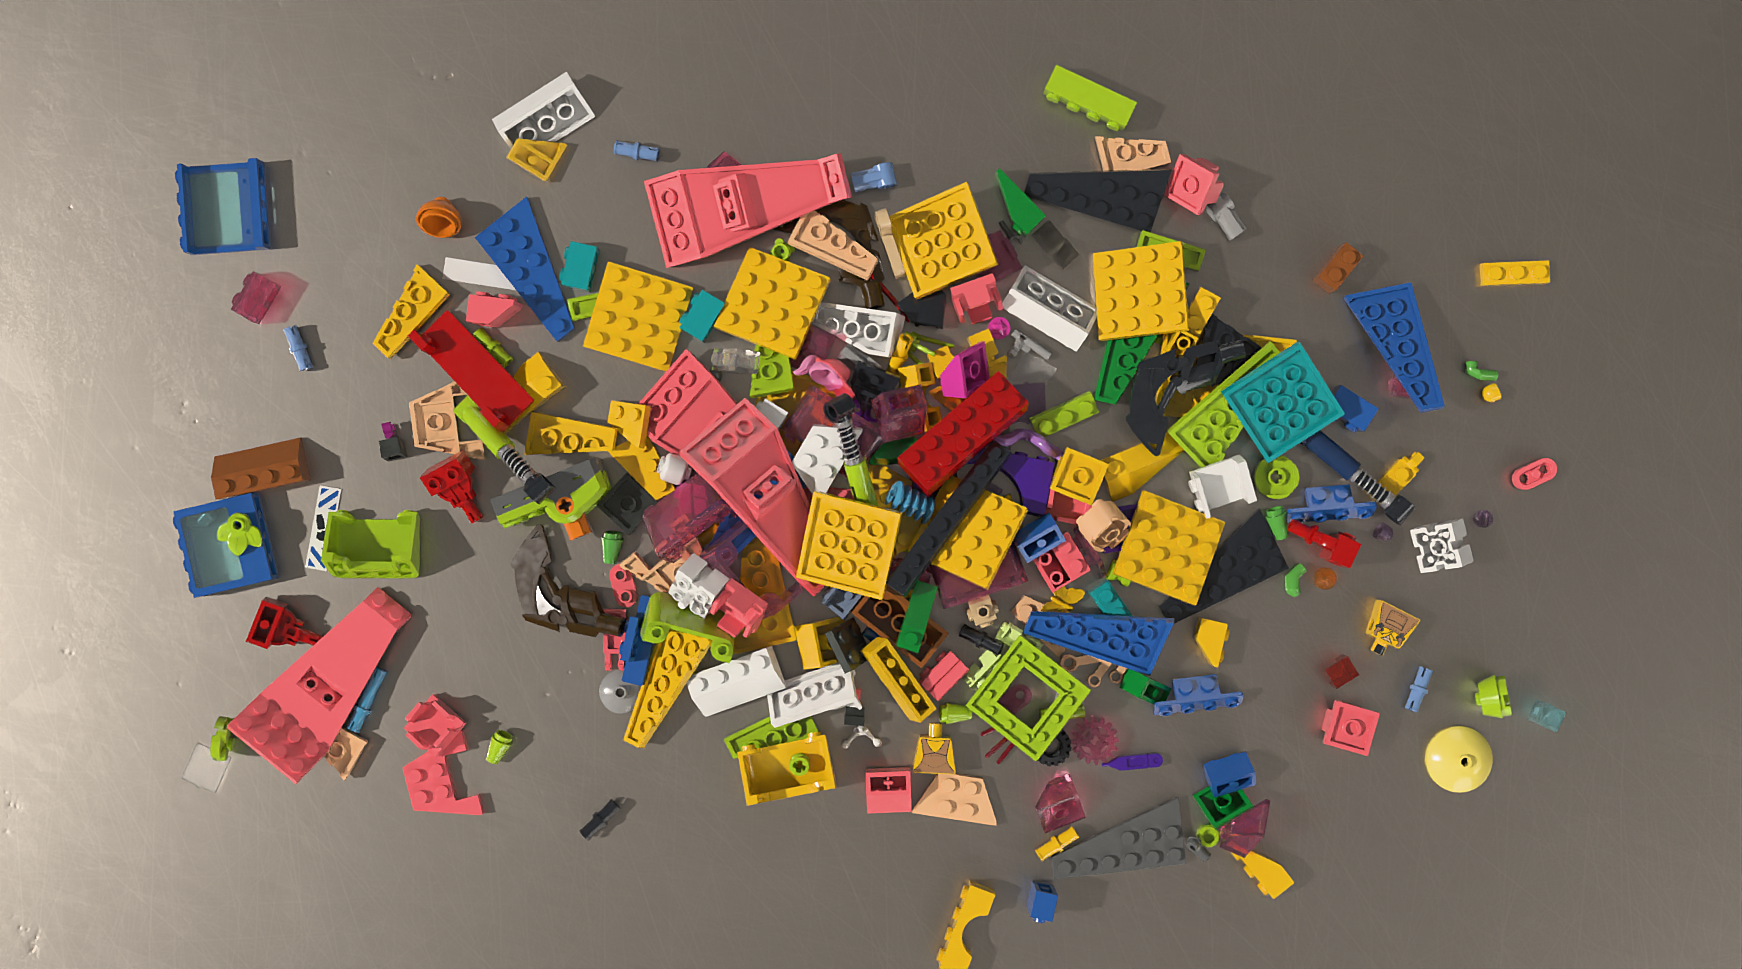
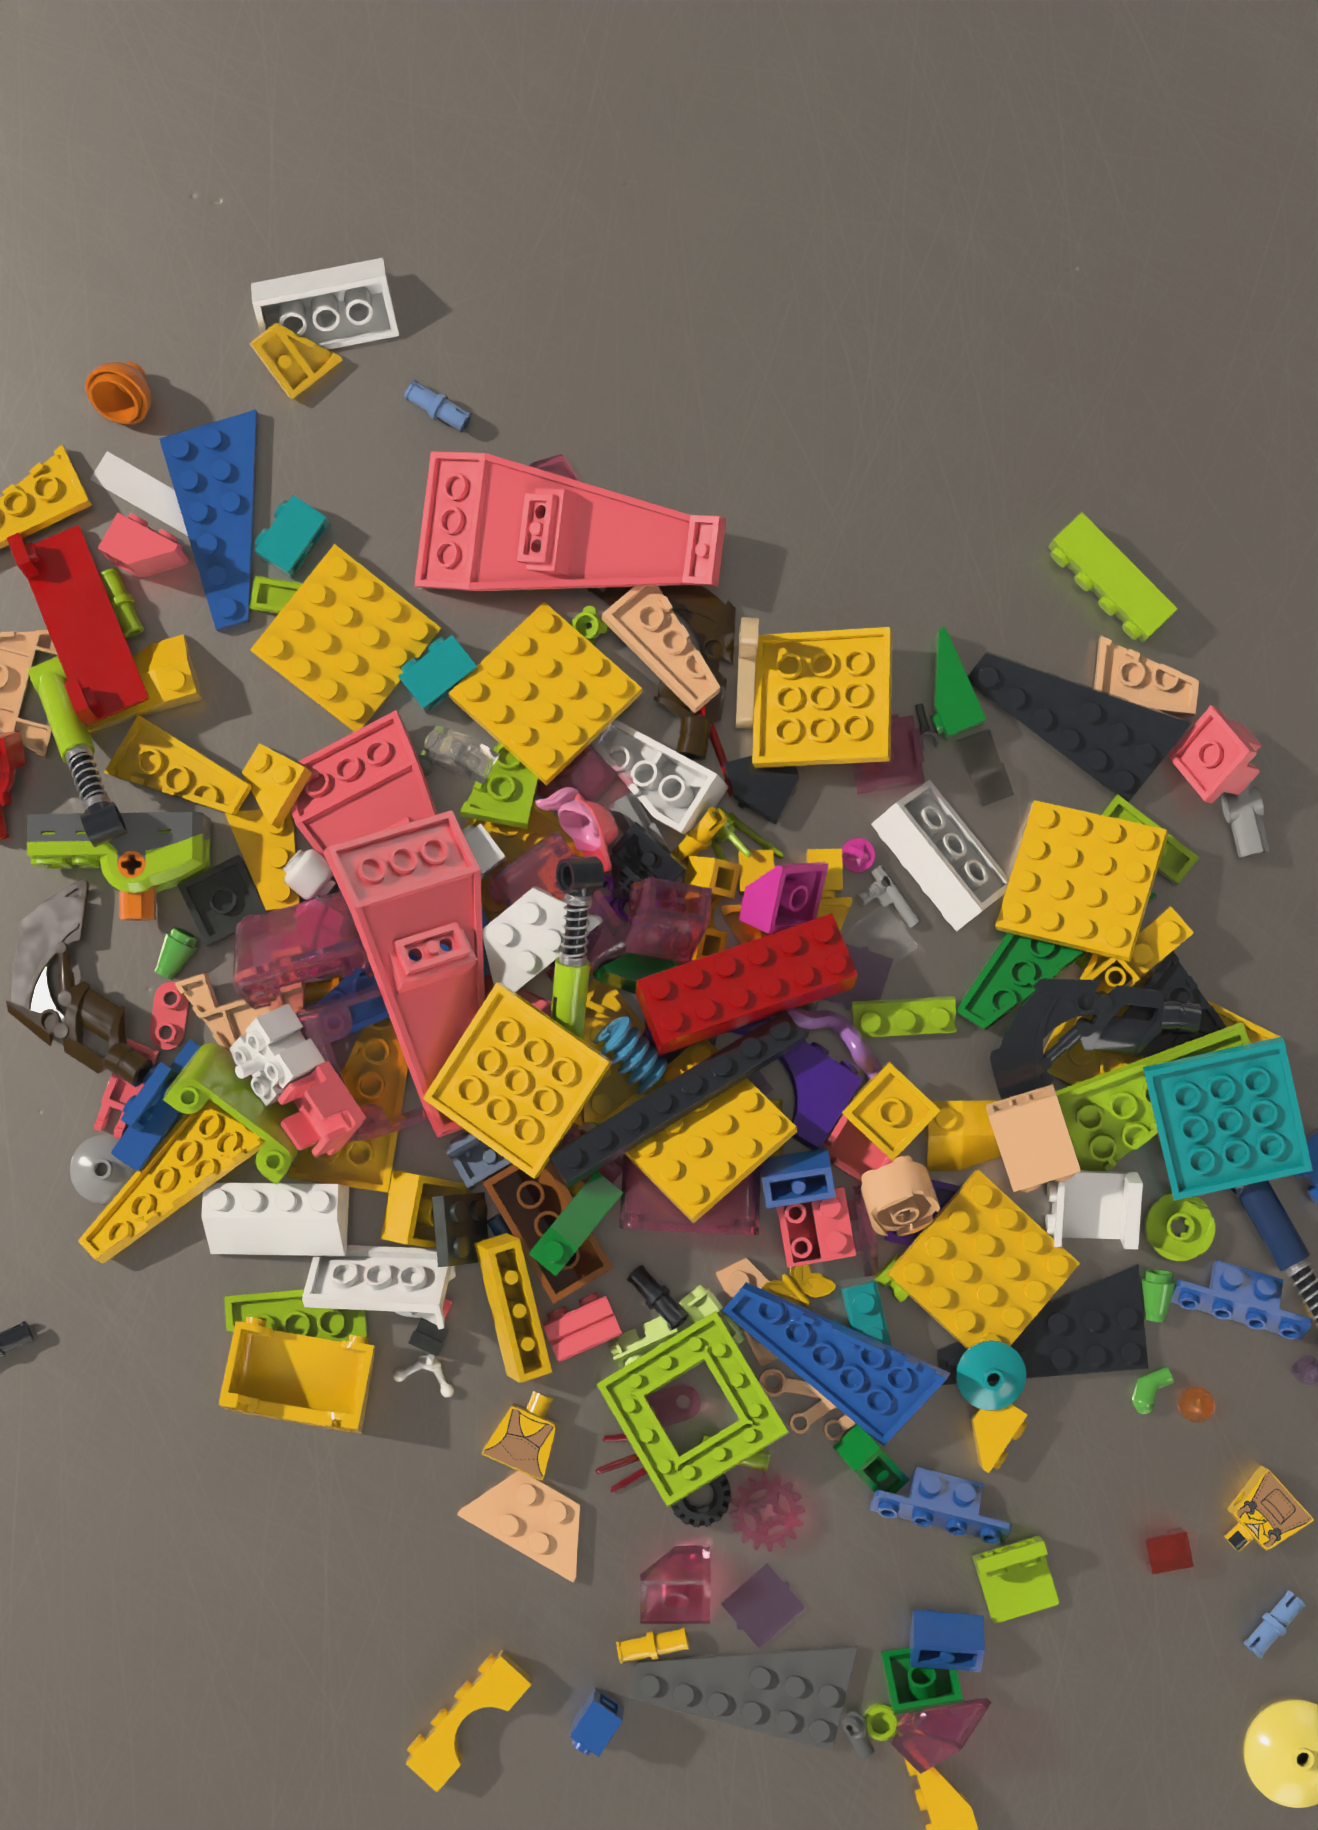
camera: 25 degrees right, 5 degrees down
(793, 766) = (330, 1377): lime bush -> none
(880, 177) = (769, 574): medium blue piece -> none
(888, 790) = (434, 1467): coral slope -> none
(954, 713) = (575, 1390): lime cone -> none
(974, 299) = (838, 797): coral panel -> none
(982, 619) = (675, 1240): tan brick -> none
(1113, 795) = (763, 1605): none -> clear purple piece
(1135, 761) = (815, 1568): dark purple piece -> none
(1170, 459) = (1033, 1139): none -> light nougat brick
(1189, 604) = (984, 1360): none -> teal dish
(1256, 722) = (1016, 1579): none -> lime bracket
(1337, 548) = (1231, 1365): red brick -> none
(1350, 727) = (1151, 1640): coral panel -> none

